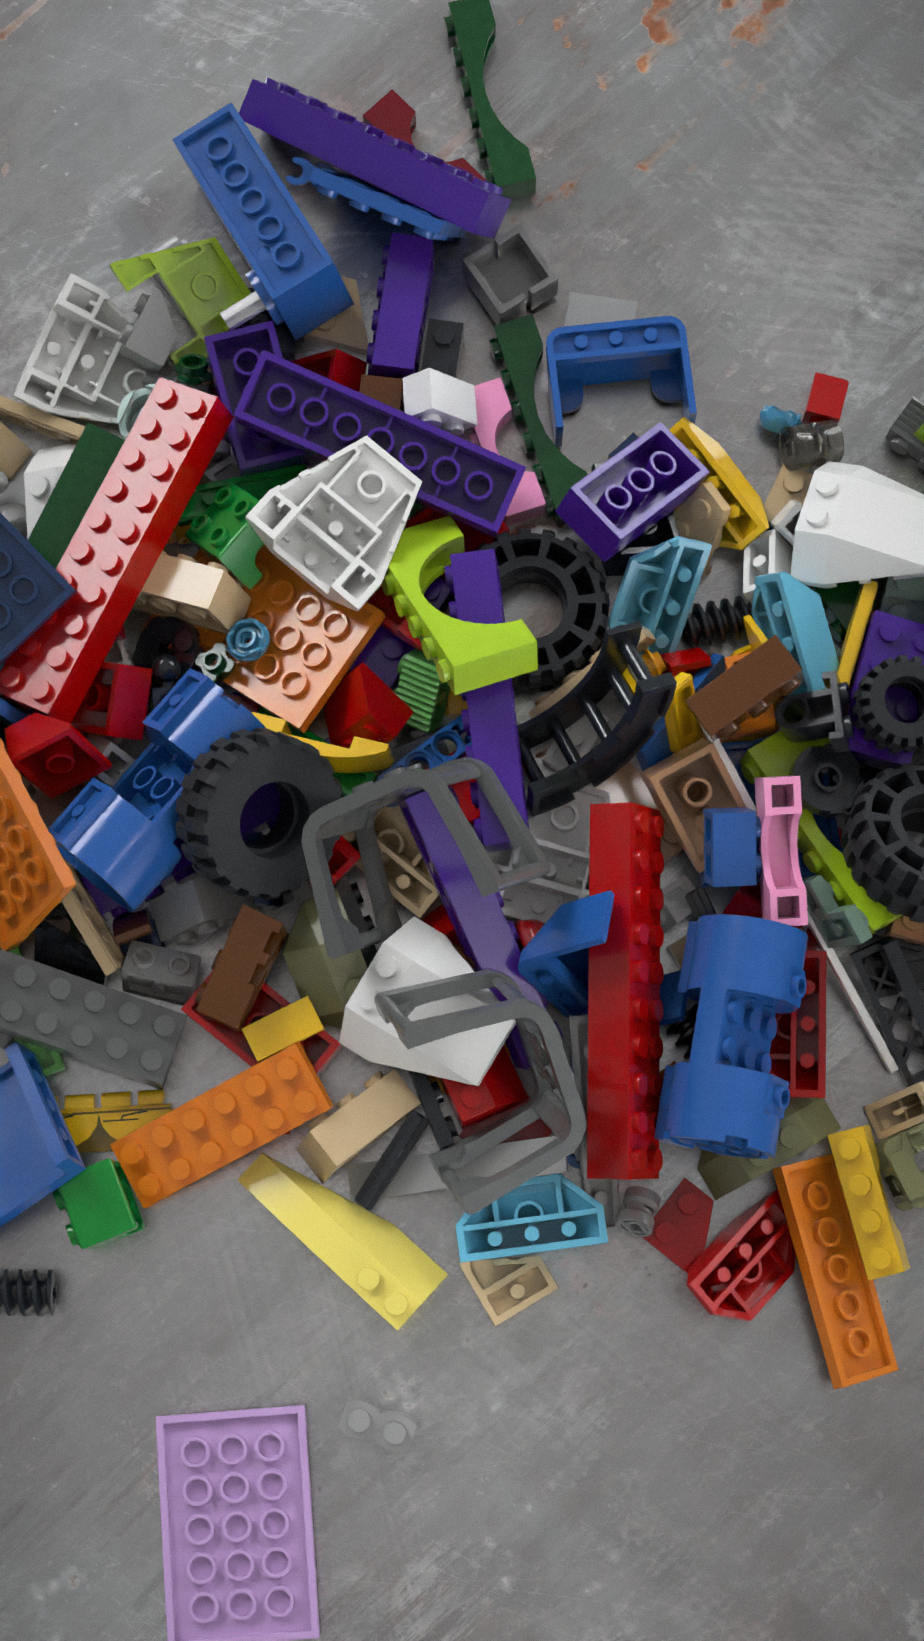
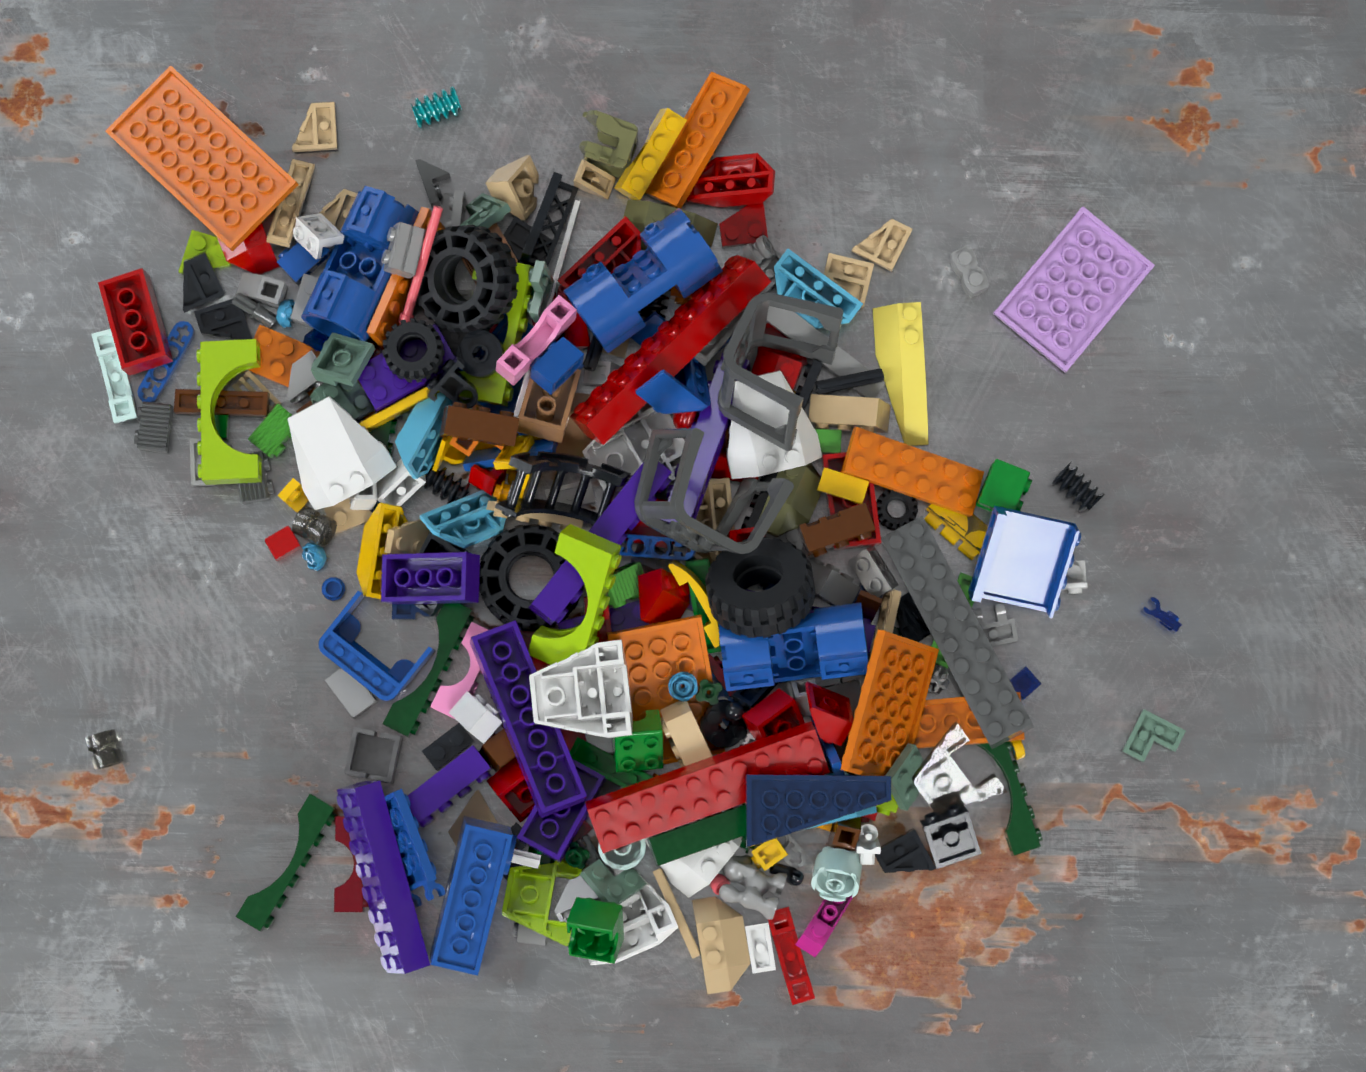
camera: 140 degrees left, 5 degrees up
(15, 491) = (717, 882): none -> coral hinge
(94, 301) = (595, 930): none -> green piece
(119, 367) = (612, 888): none -> sand green plate
(189, 1054) = (892, 522): none -> black tyre
(351, 1071) = (829, 441): none -> bright green brick
(504, 1362) = (885, 244): none -> tan wing
(725, 408) = (333, 588): none -> blue plate
(791, 33) = (104, 749): none -> clear smoke wheel
(870, 455) = (294, 495): none -> yellow bracket

